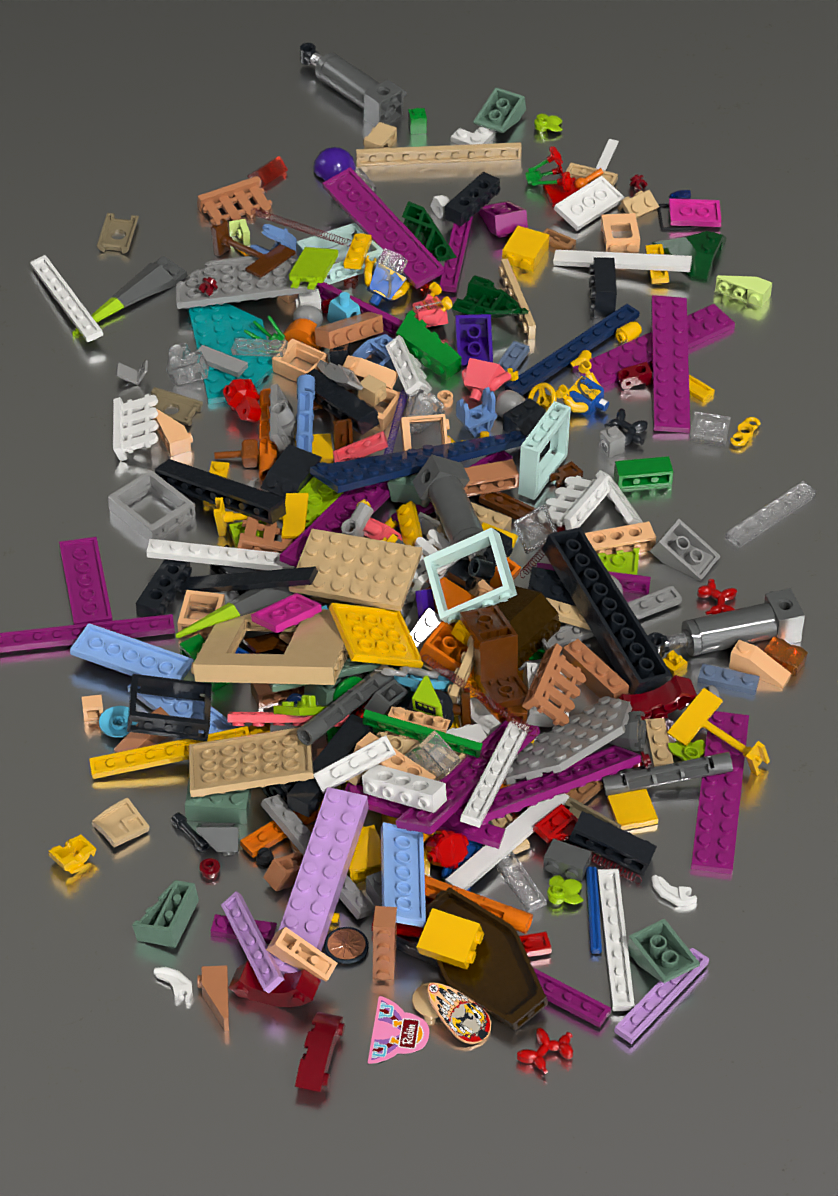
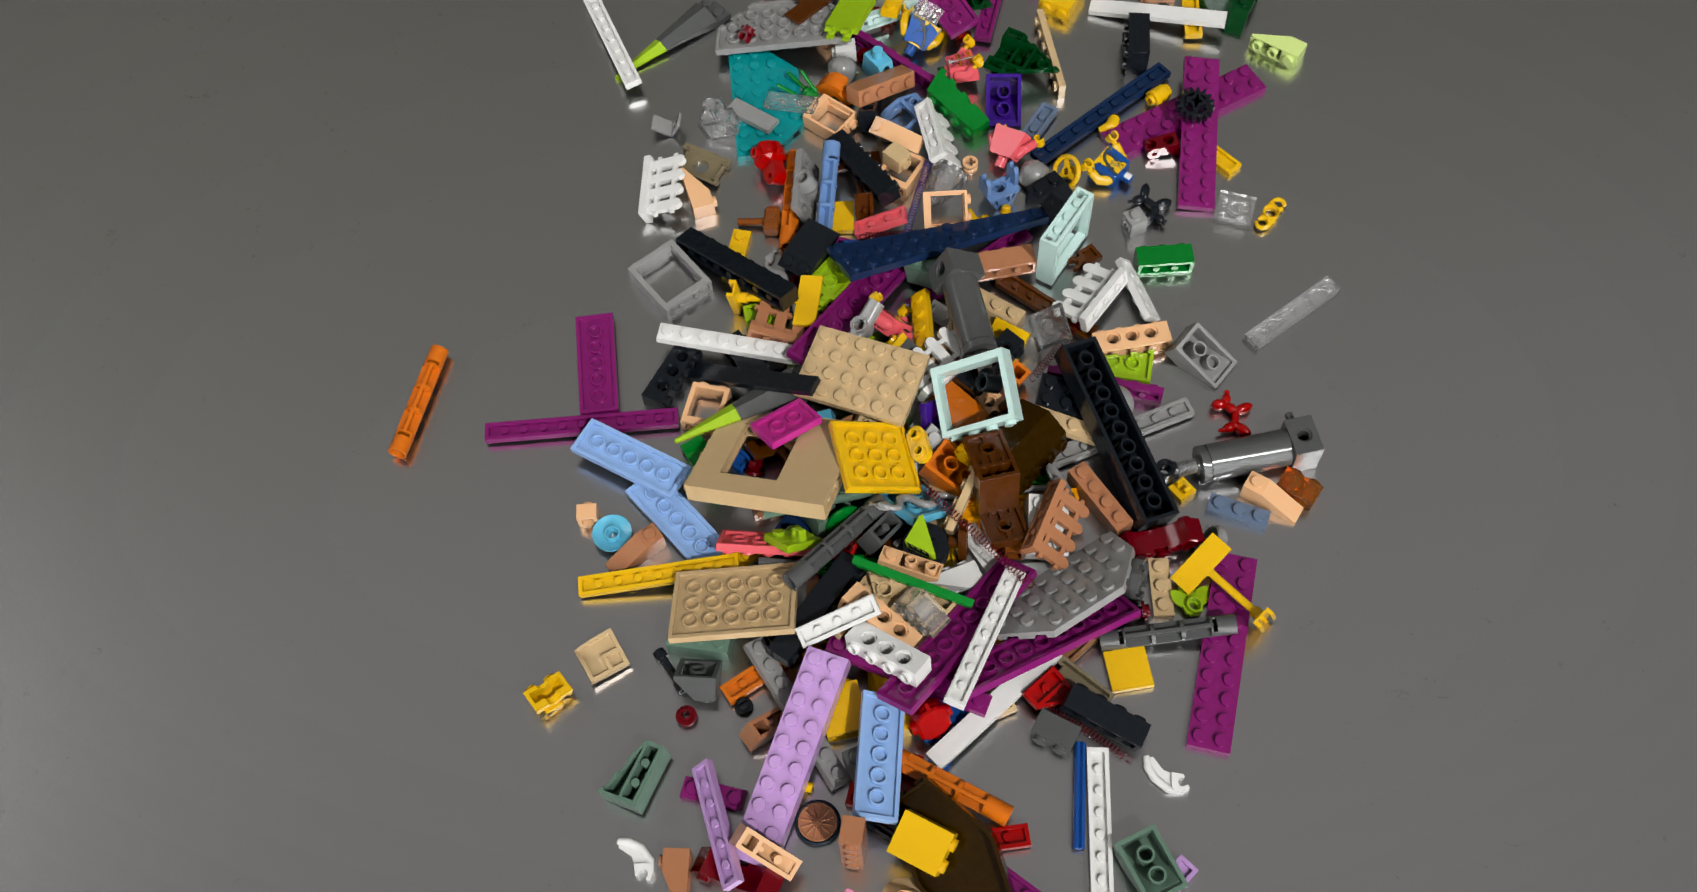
camera: 10 degrees right, 15 degrees up
(165, 724) = (654, 552): black window -> none
(340, 374) = (866, 139): light grey slope -> none
(417, 626) = (918, 443): none -> yellow plate
(520, 882) = (1005, 757): clear plate -> none
(564, 890) = (1052, 766): lime plate -> none
(664, 336) = (1194, 105): none -> black gear

